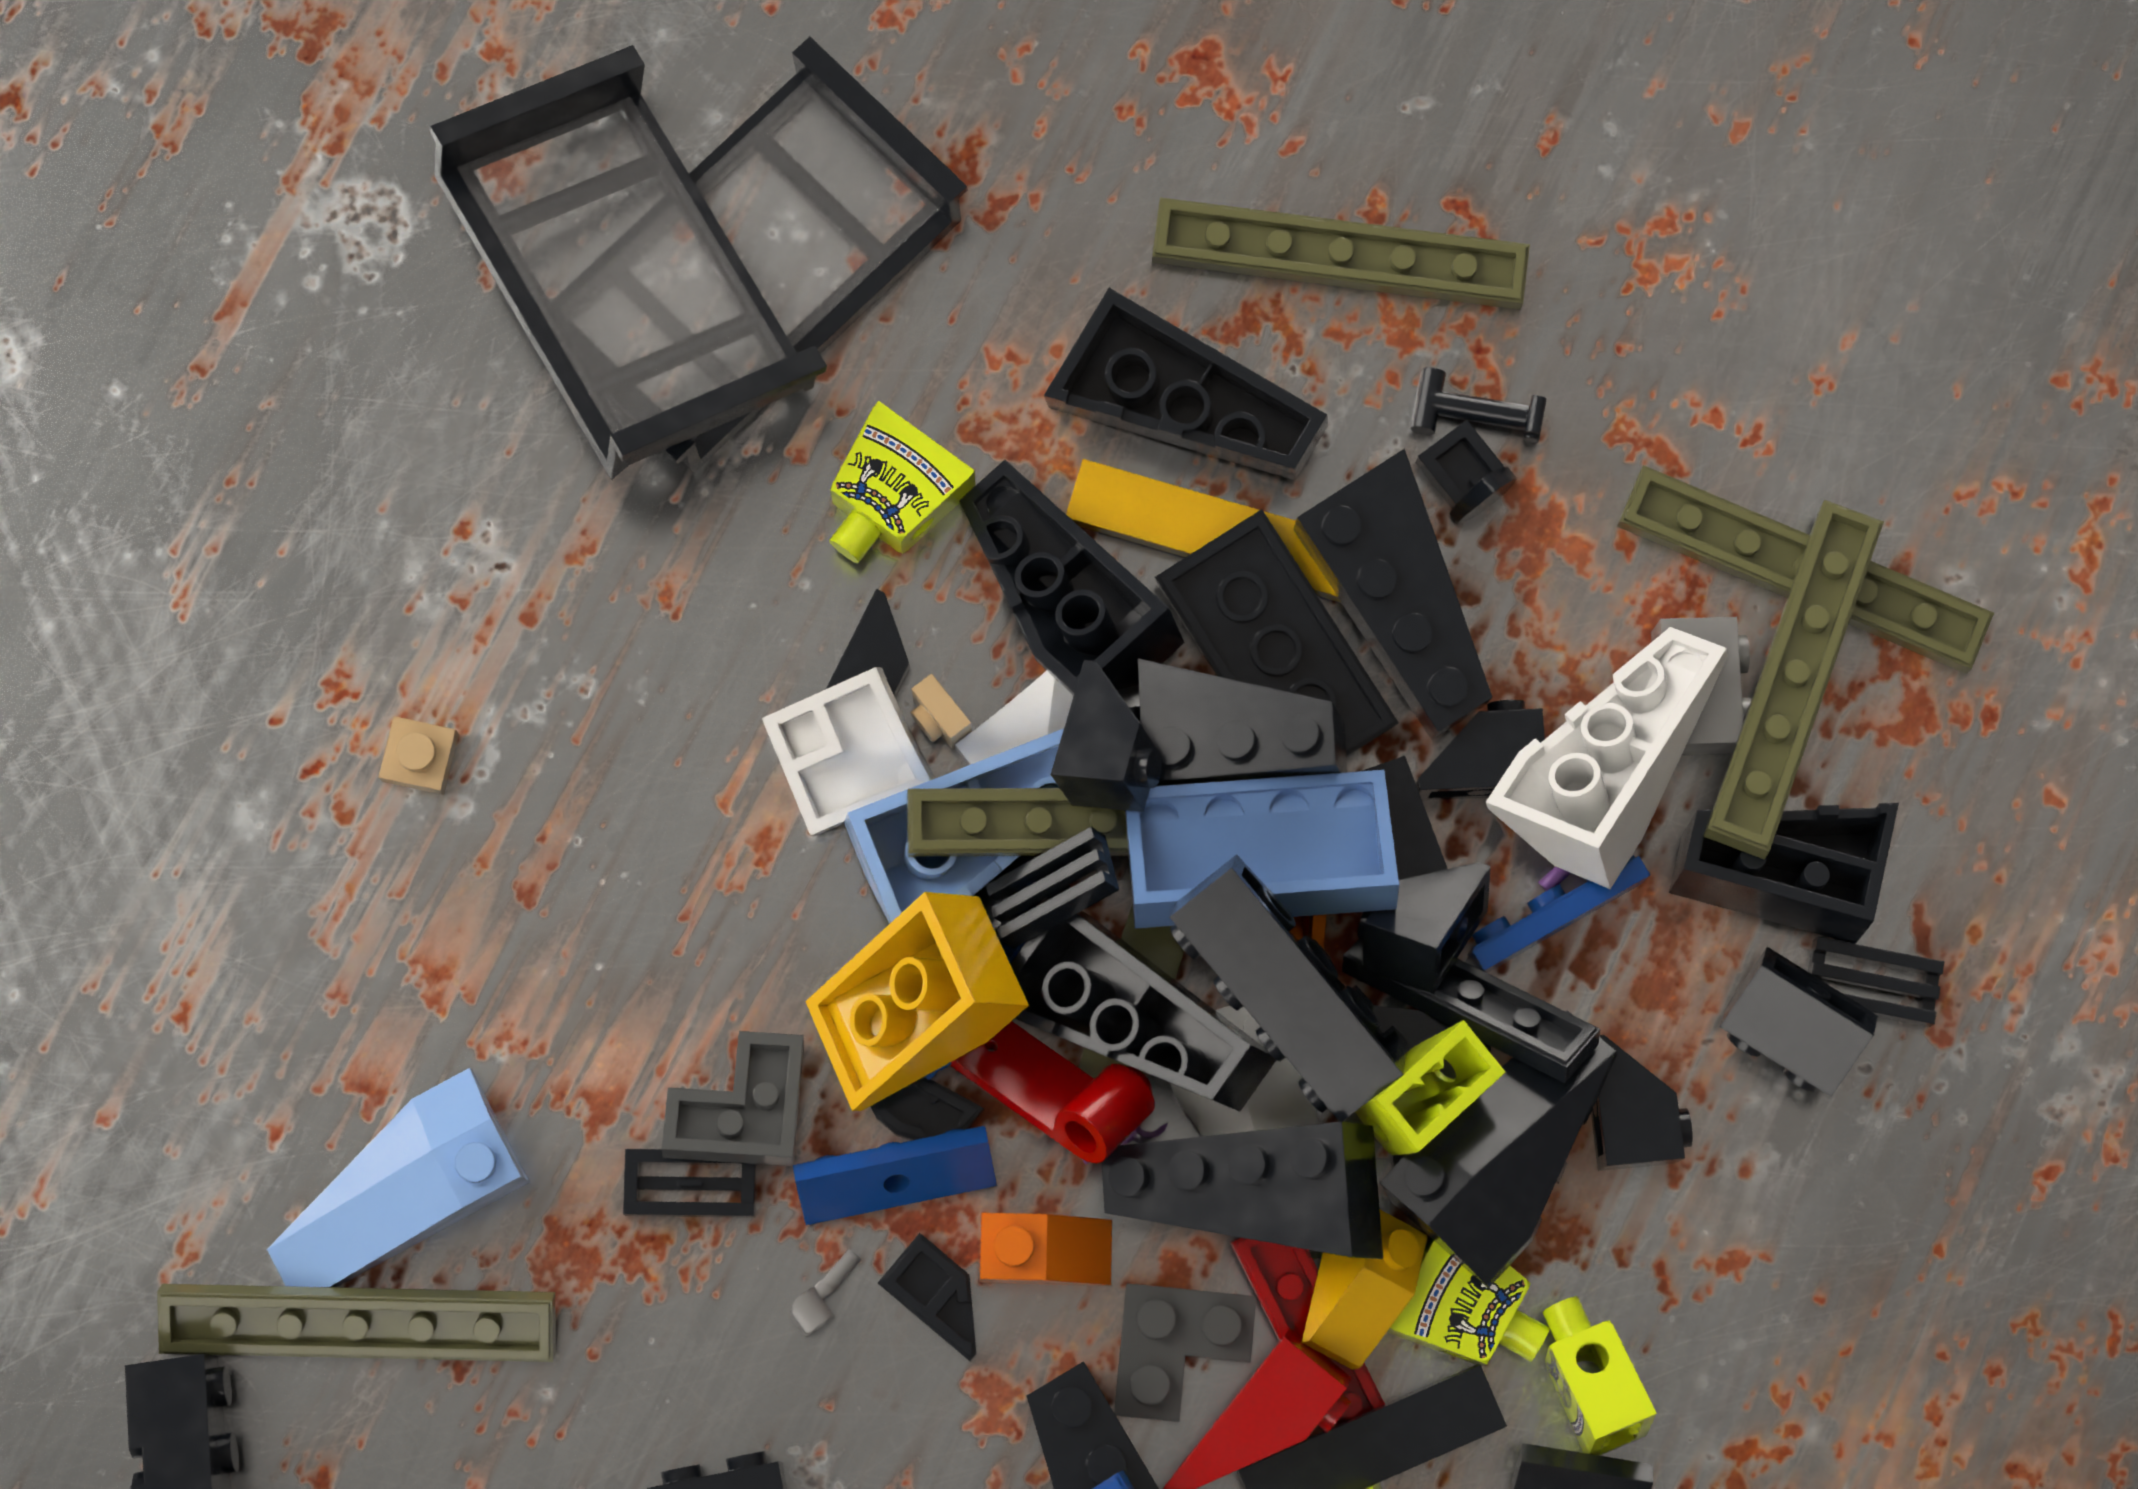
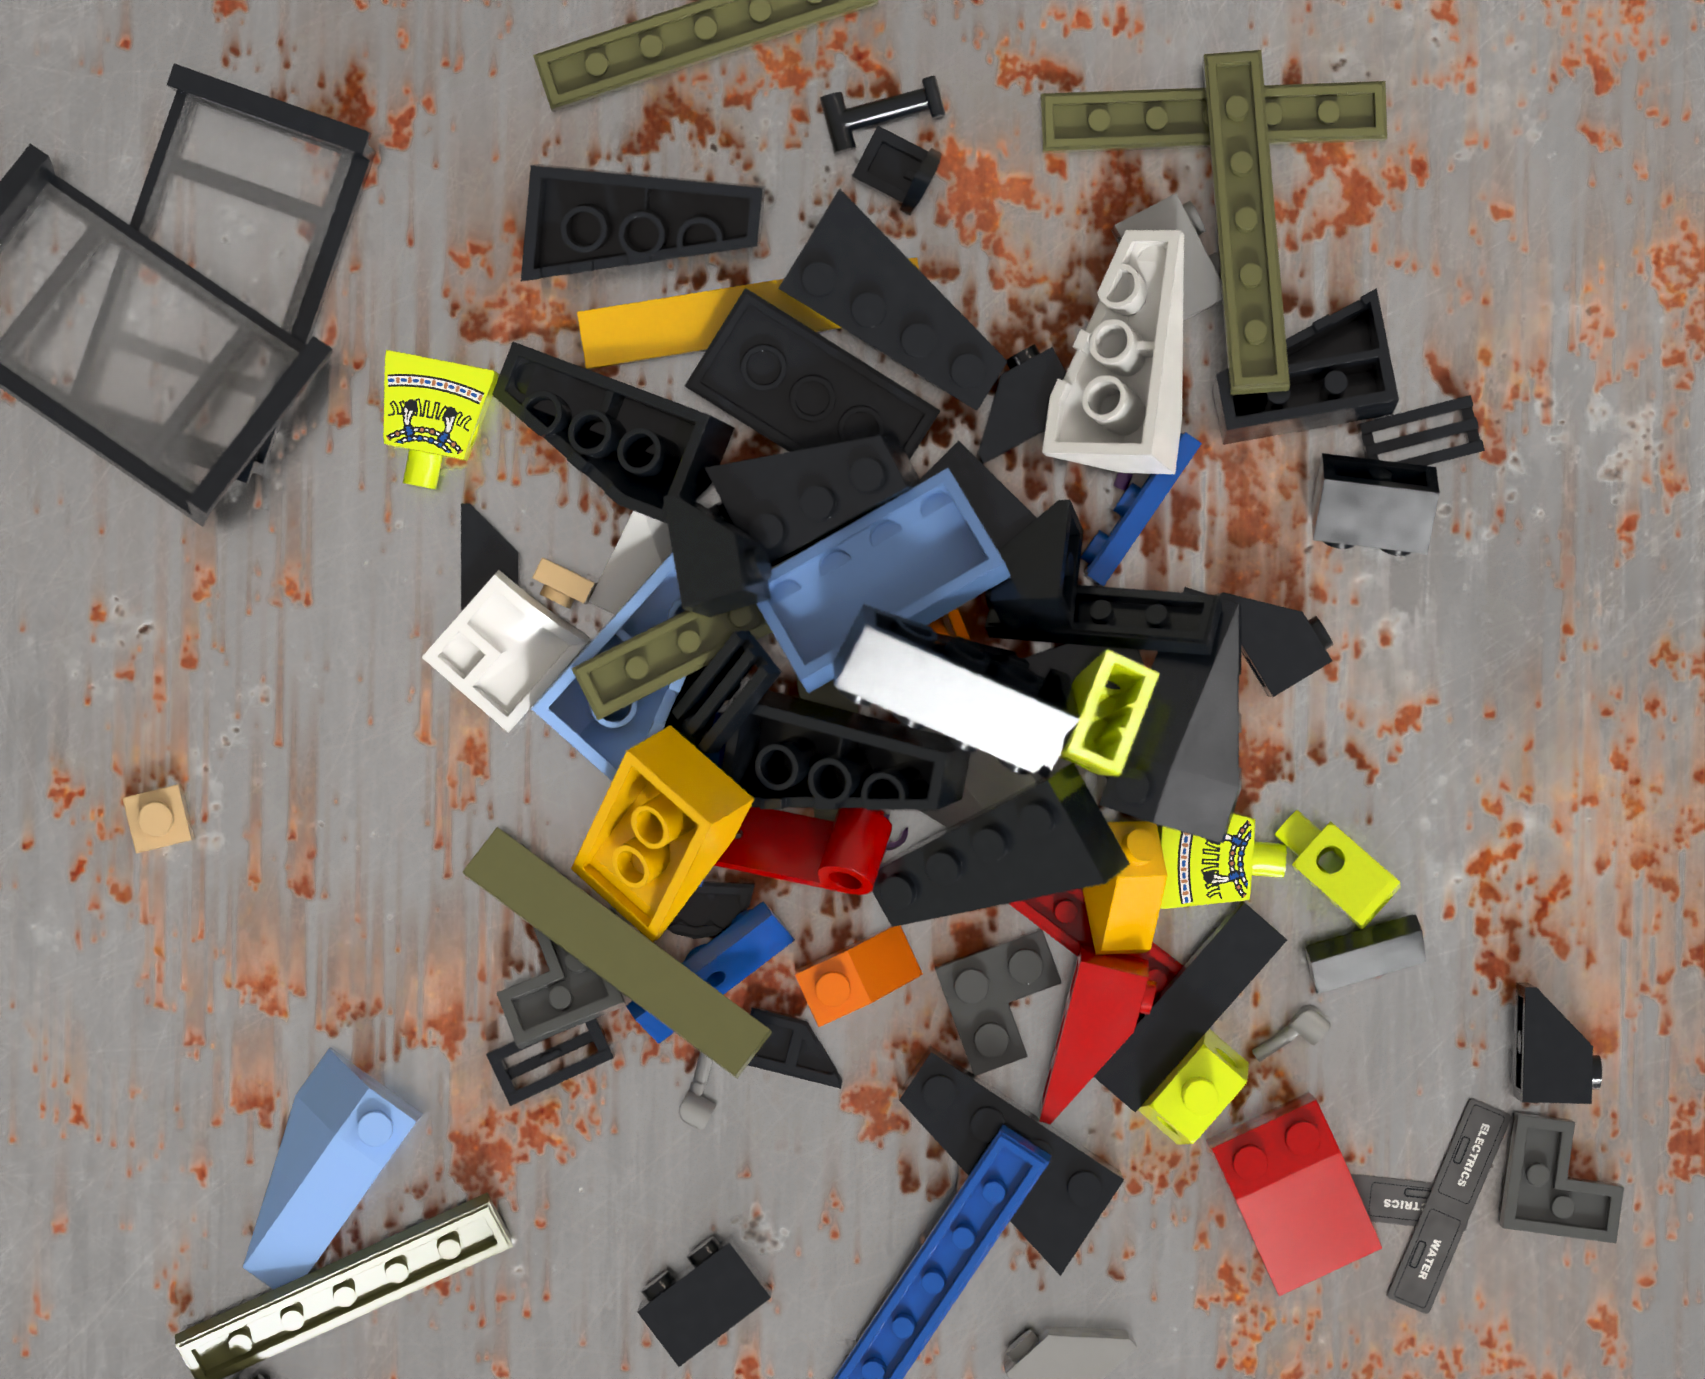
camera: 25 degrees left, 10 degrees up
(812, 1106) = (617, 952): none -> olive tile

